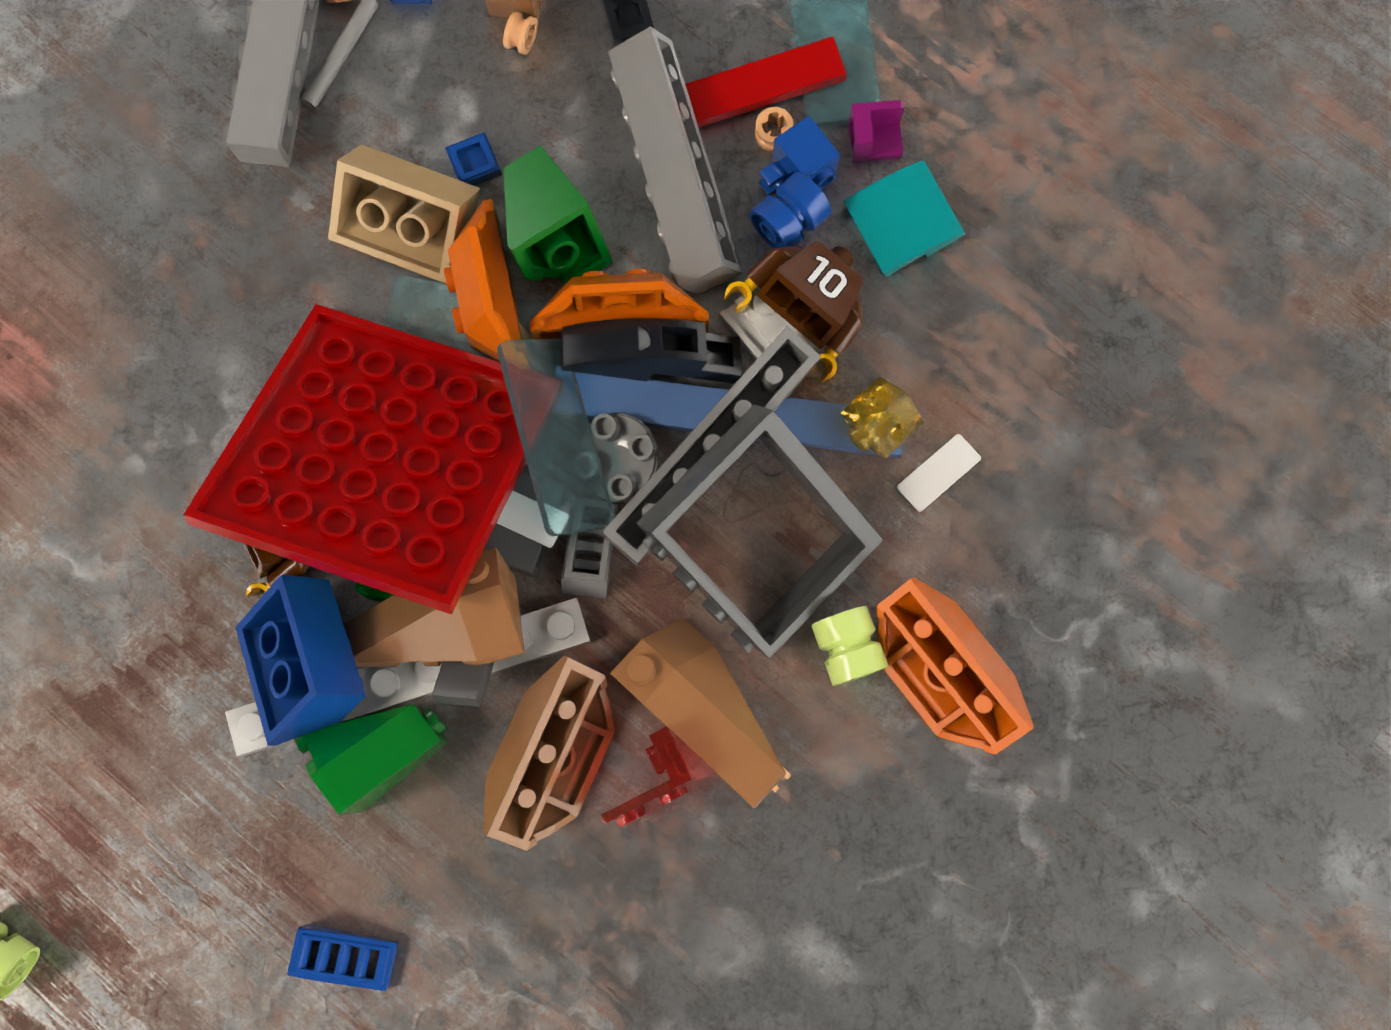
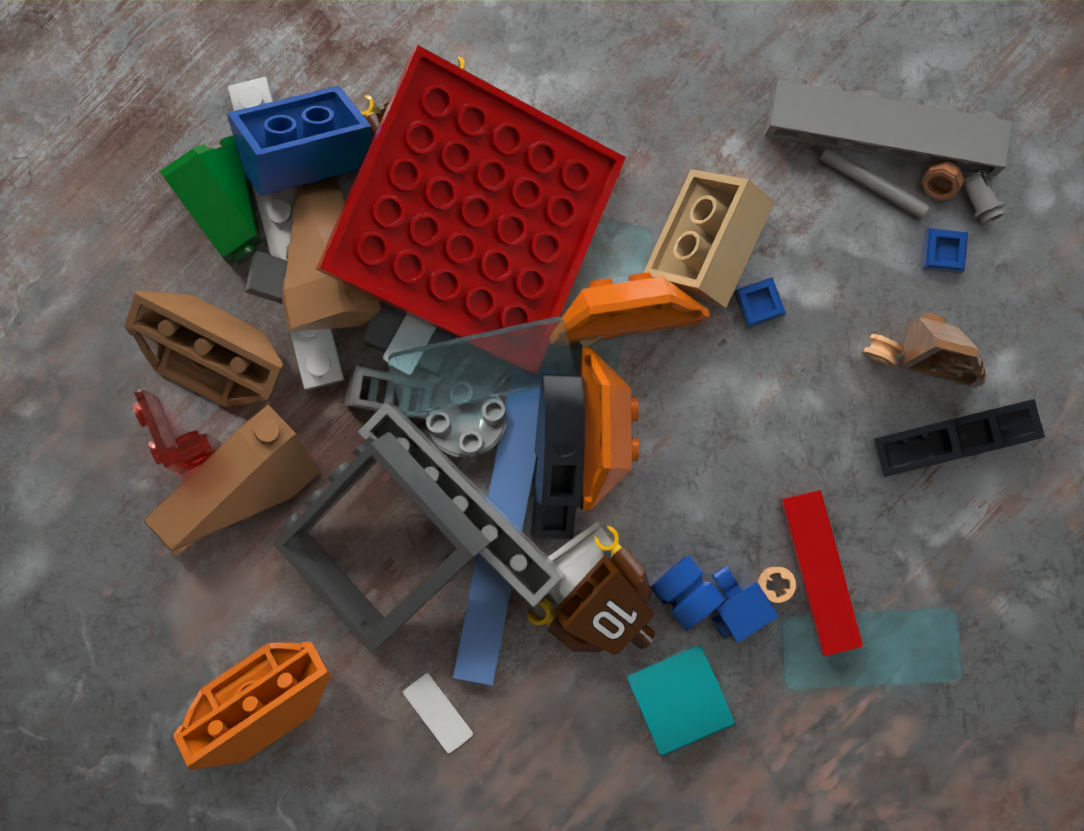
camera: 85 degrees right, 5 degrees up
(302, 948) = (41, 169): blue slope -> none
(549, 221) = (688, 367): green slope -> none
(674, 162) = (744, 487): light grey brick -> none
(849, 645) = (286, 615): yellowish green wheel -> none
(875, 131) = (766, 681): magenta panel -> none
(881, 418) = (479, 659): clear yellow brick -> none

